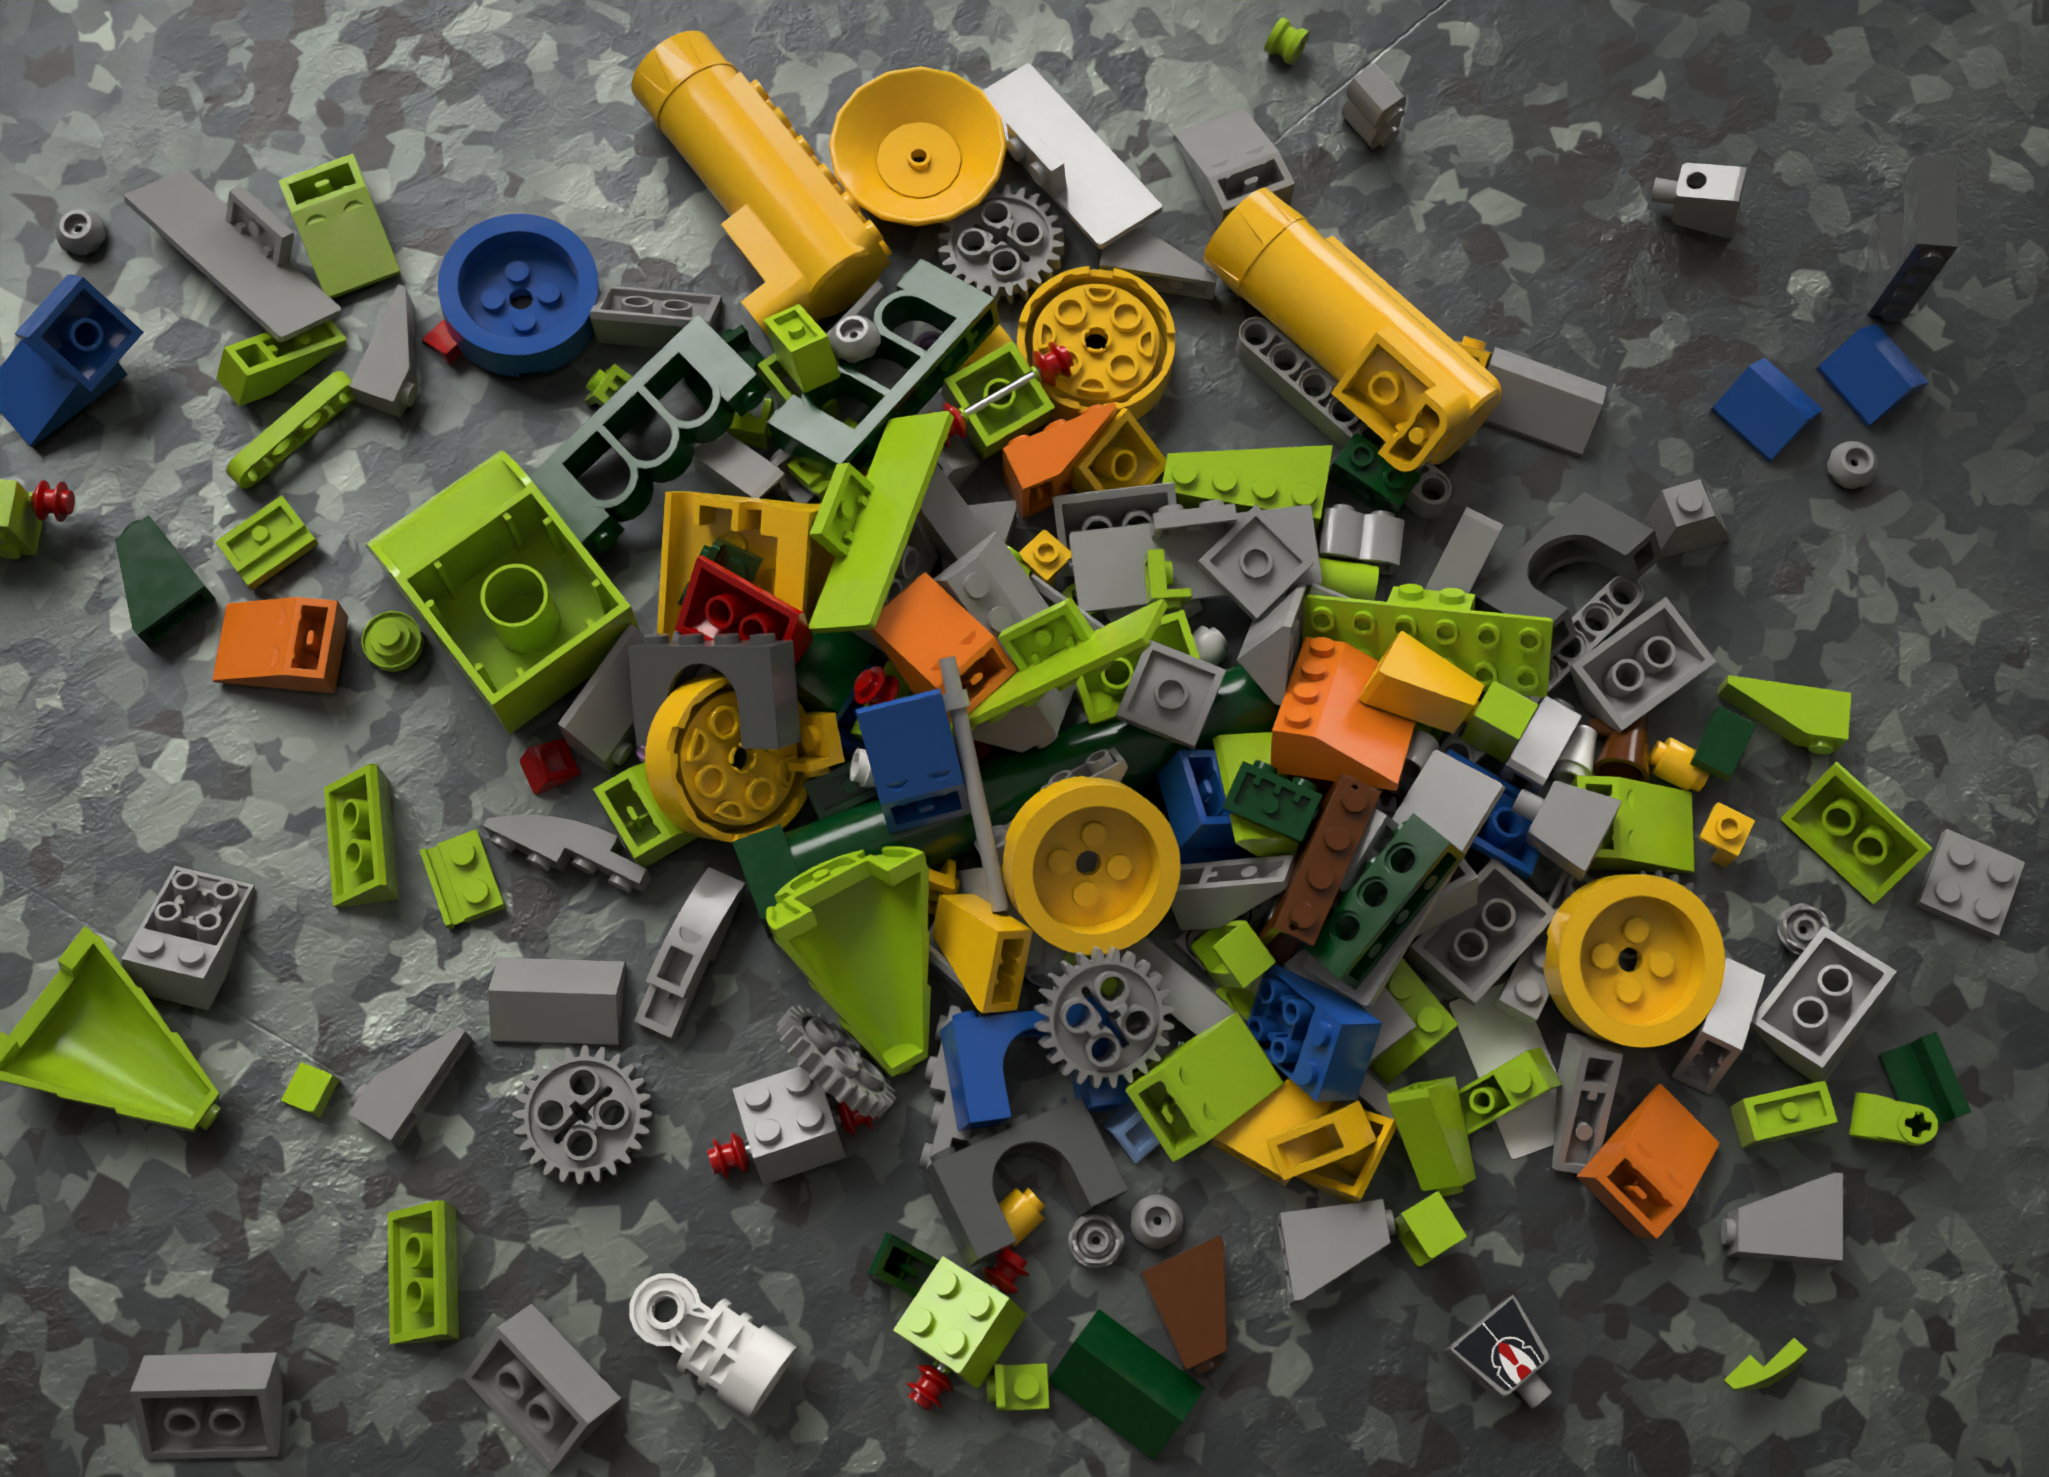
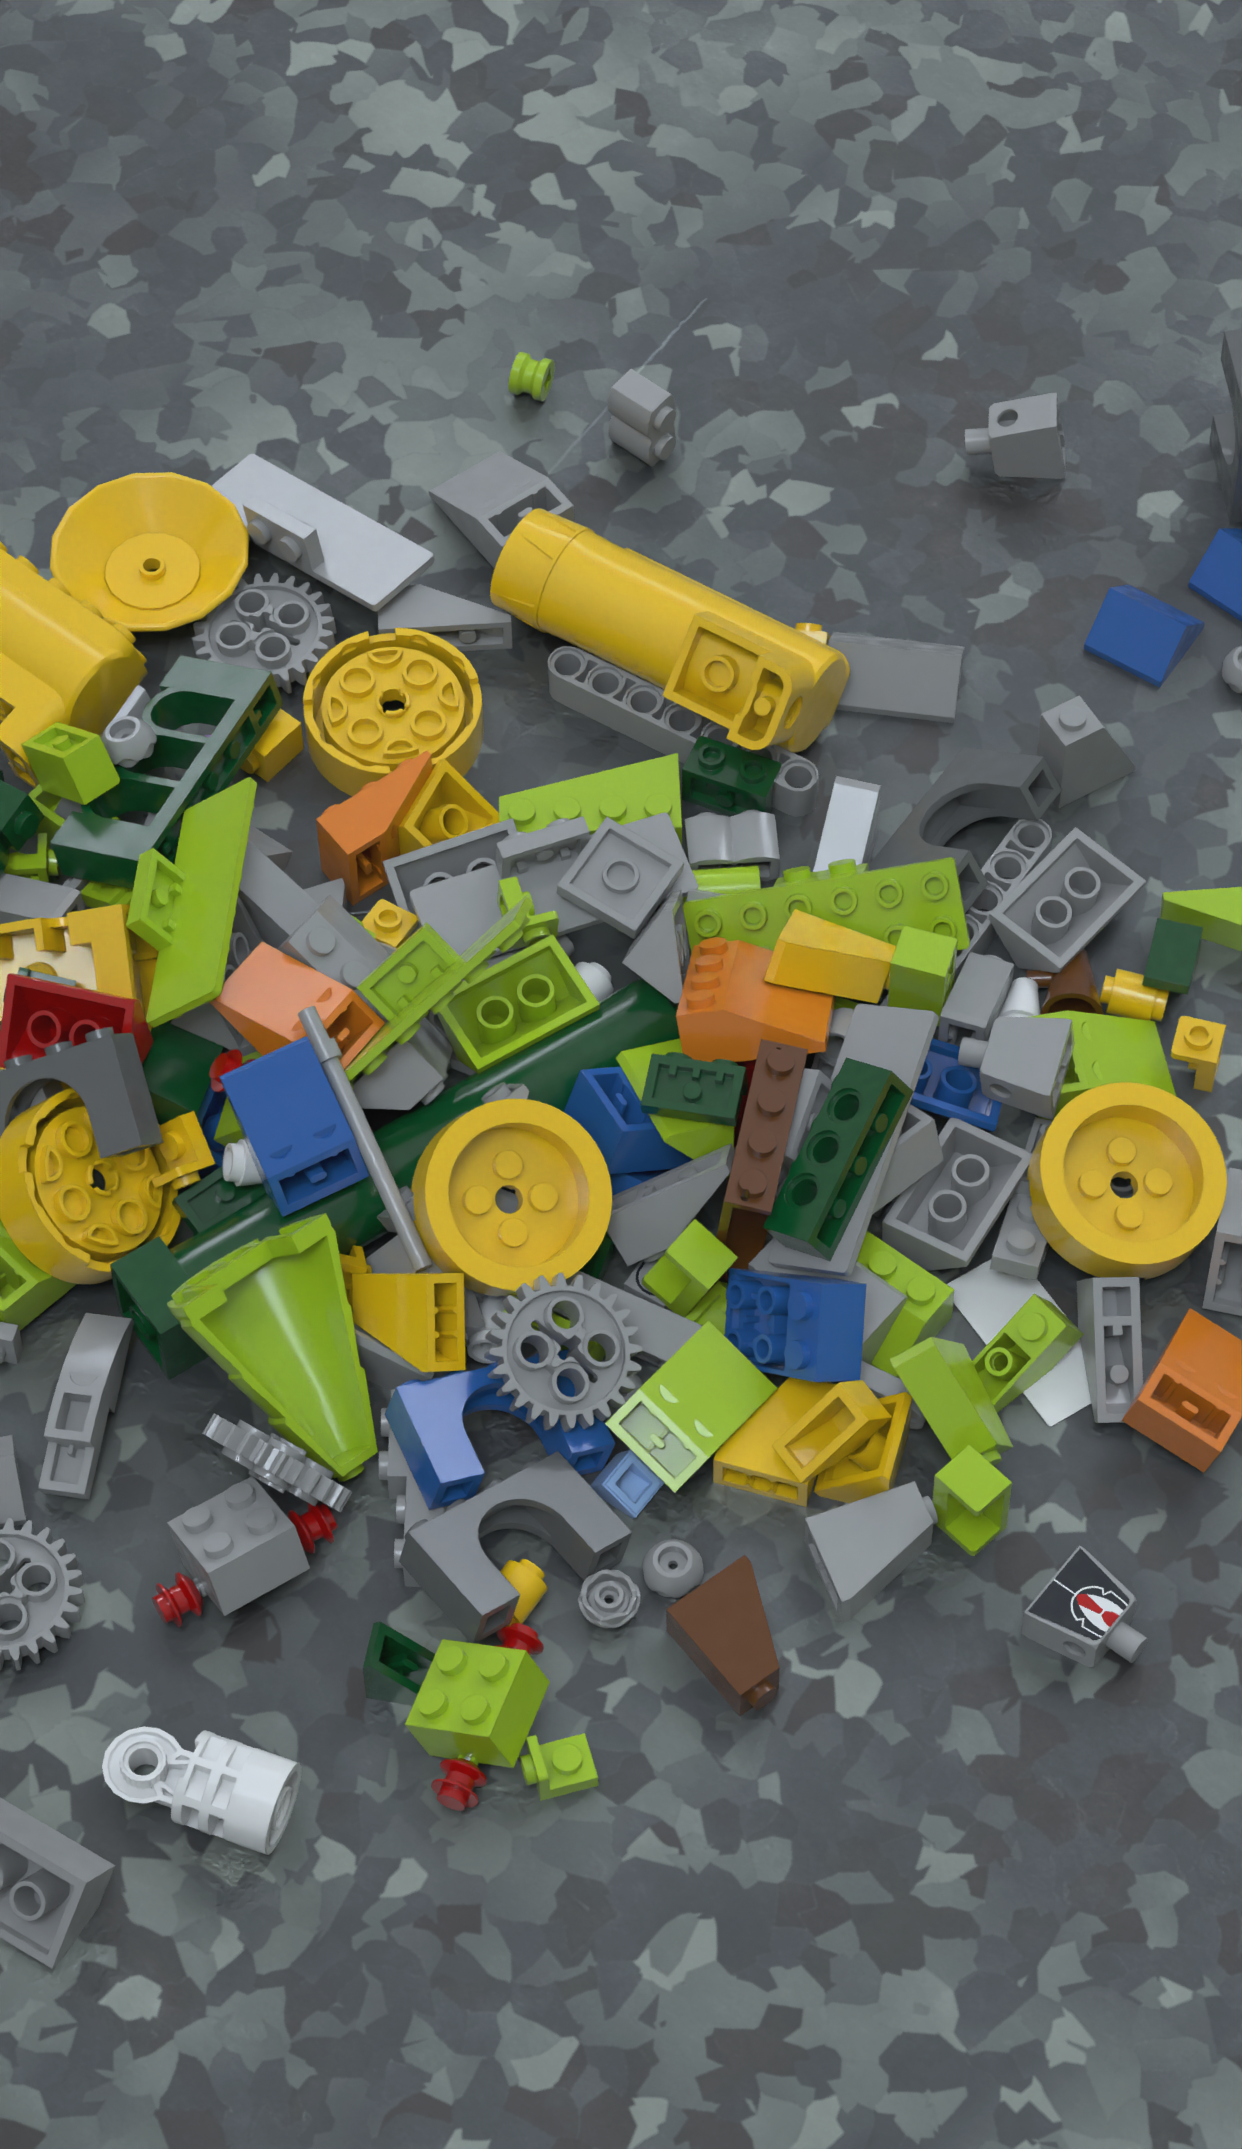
camera: 10 degrees left, 15 degrees down
(1003, 396) = (305, 773): lime brick -> none
(1126, 1384) = (676, 1739): dark green slope -> none
(1171, 694) = (558, 1016): light grey plate -> none

